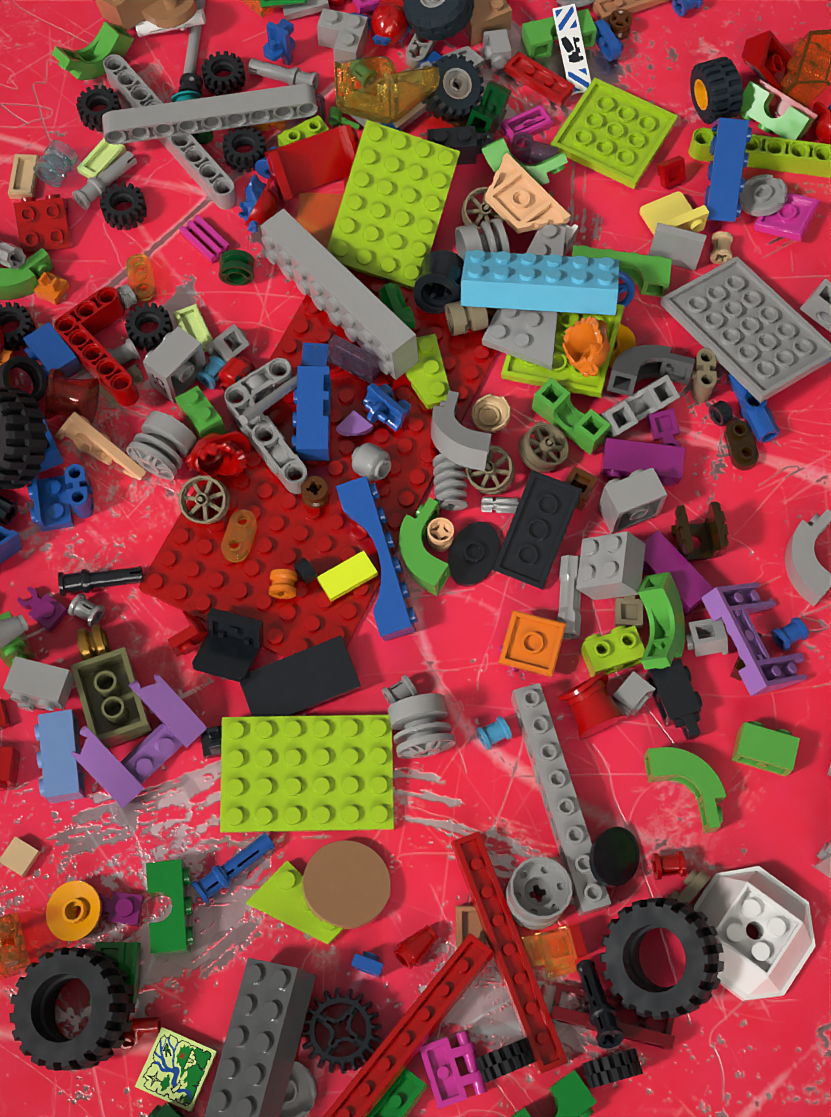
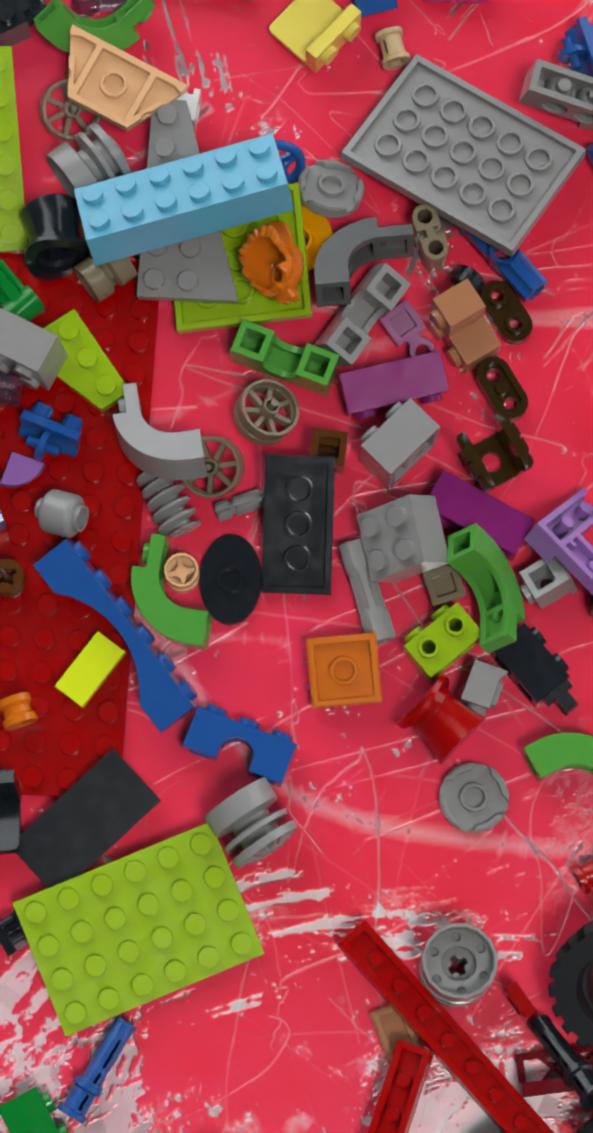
camera: 20 degrees left, 10 degrees up
(284, 901) = (189, 1082): lime wing -> none
(305, 570) = (37, 684): black axle -> none
(346, 884) = (236, 1039): medium nougat tile -> none
(368, 964) = (296, 1118): blue plate -> none
(400, 690) = (208, 788): light grey bush -> none
(415, 947) = (342, 1078): red cone -> none
(419, 652) = (213, 731): none -> blue arch
(491, 413) = (184, 390): tan hair -> none
(493, 733) = (338, 795): dark azure bush -> none
(553, 950) = (497, 1022): brick -> none
(558, 797) = (442, 843): light grey brick -> none
(596, 775) = (473, 798): none -> light grey tile
(614, 857) = (529, 888): black piece -> none
(645, 320) = (330, 188): none -> light grey tile
(648, 272) = (314, 119): bright green arch -> none
(677, 244) = (336, 72): light grey tile -> none
(706, 439) = (461, 324): none -> nougat brick
(724, 493) = (503, 389): none -> dark brown plate

